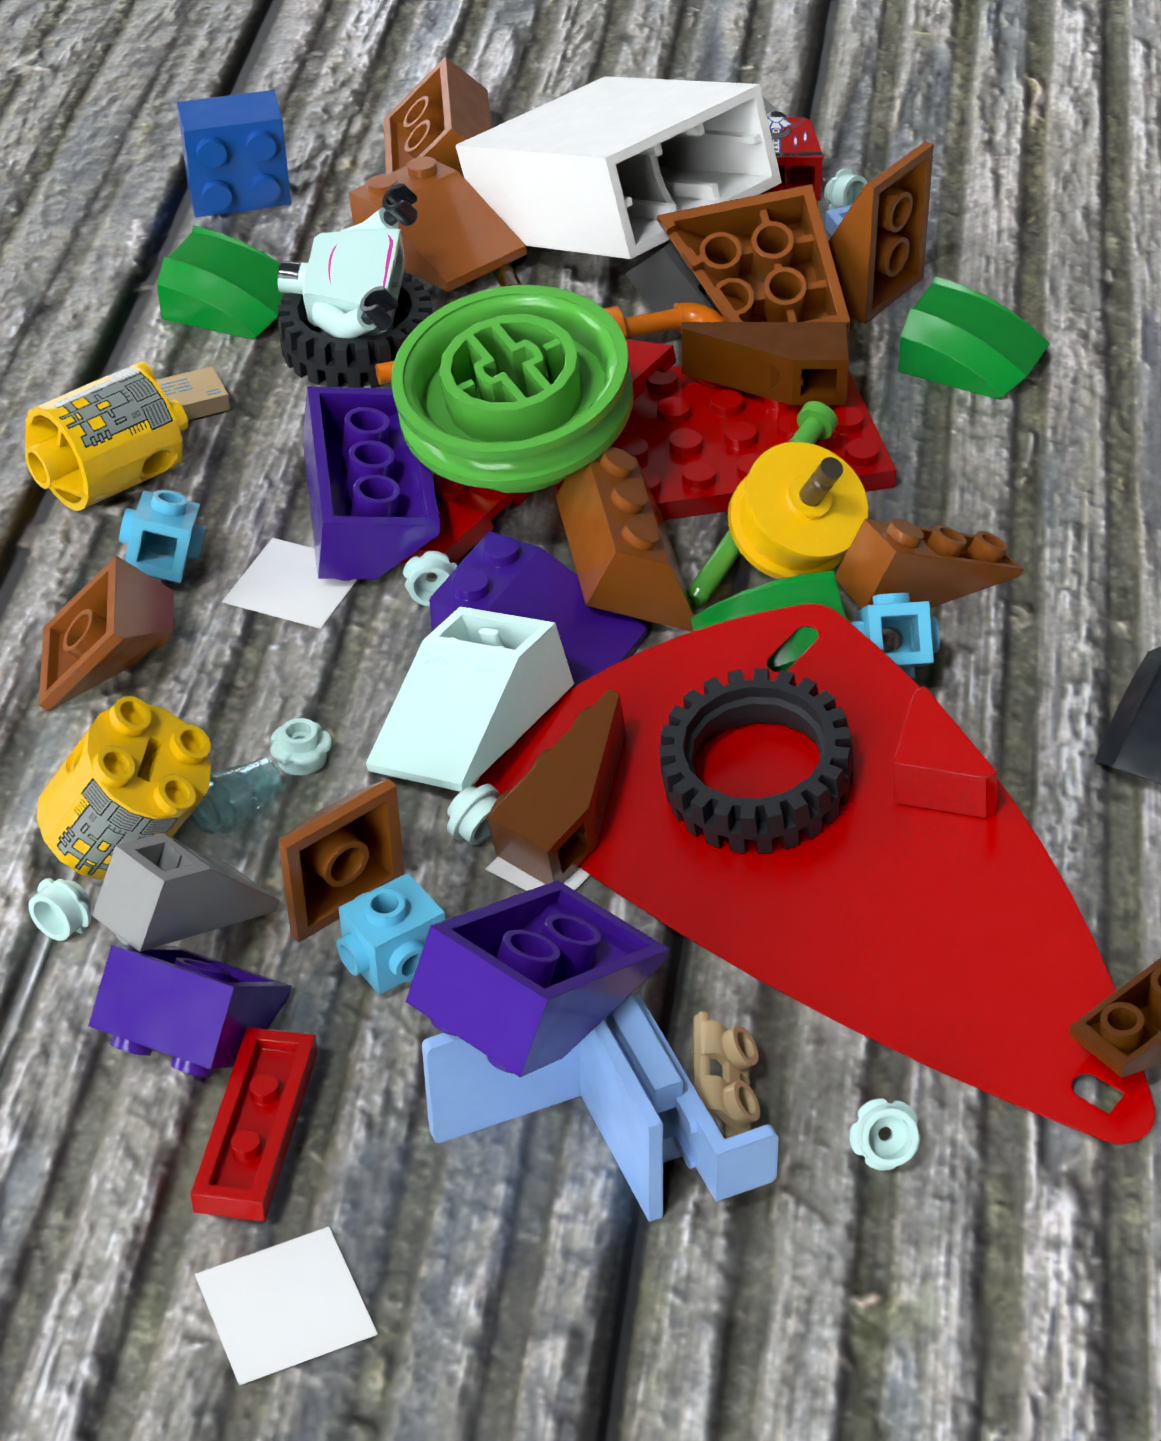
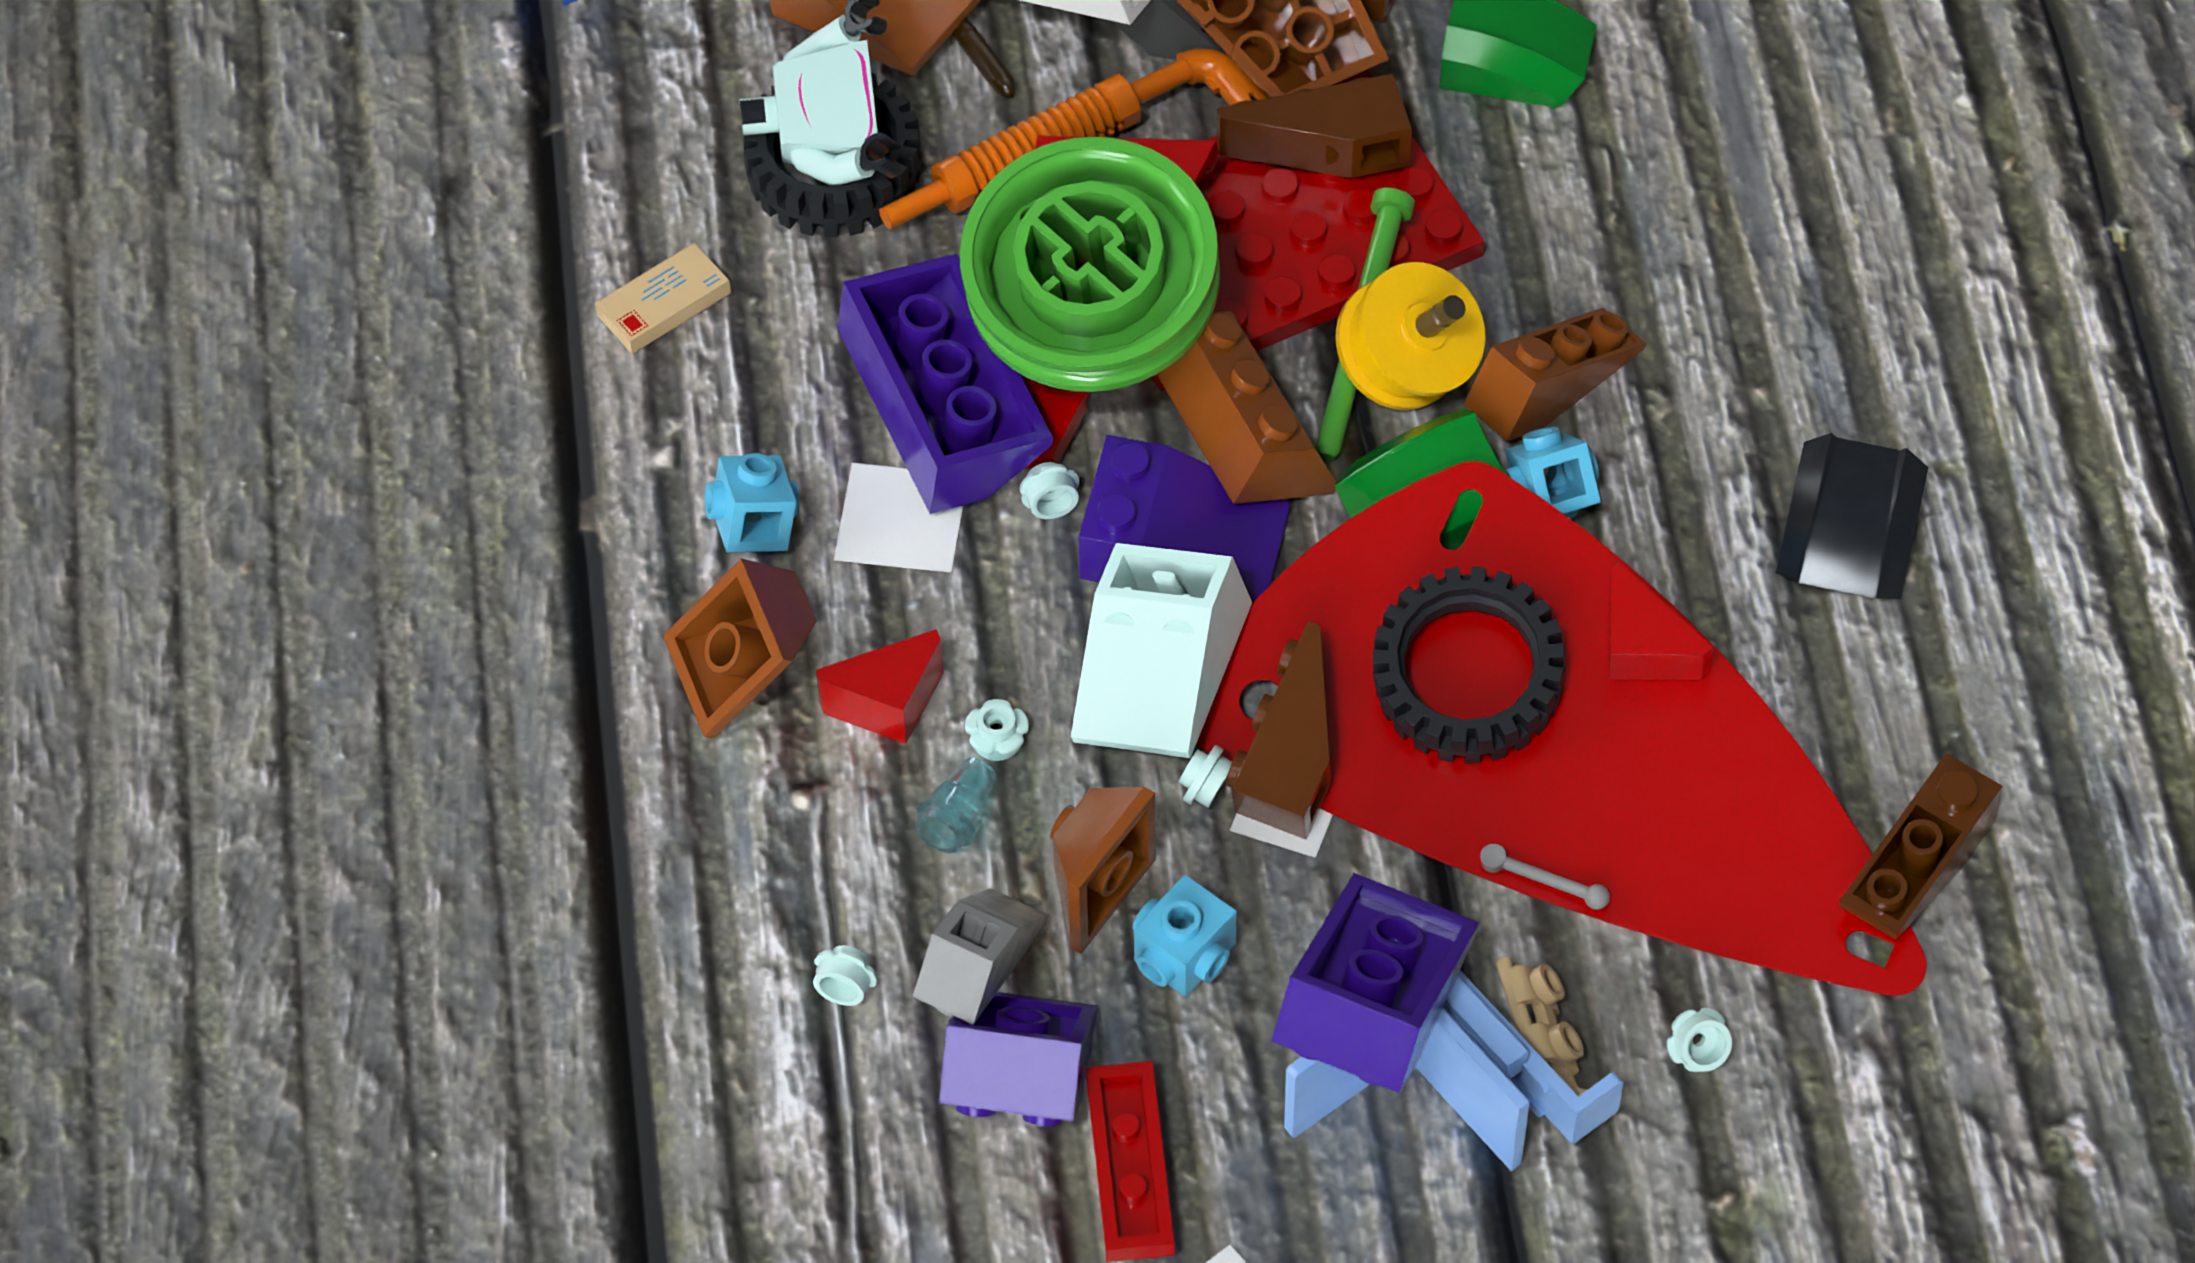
camera: 15 degrees left, 15 degrees up
(104, 437) = (637, 384): yellow cylinder -> none
(123, 782) = (876, 845): yellow cylinder -> none
(215, 688) = (885, 686): none -> red slope
(219, 285) = (663, 120): green slope -> none
(732, 938) = (1494, 859): none -> light grey hinge

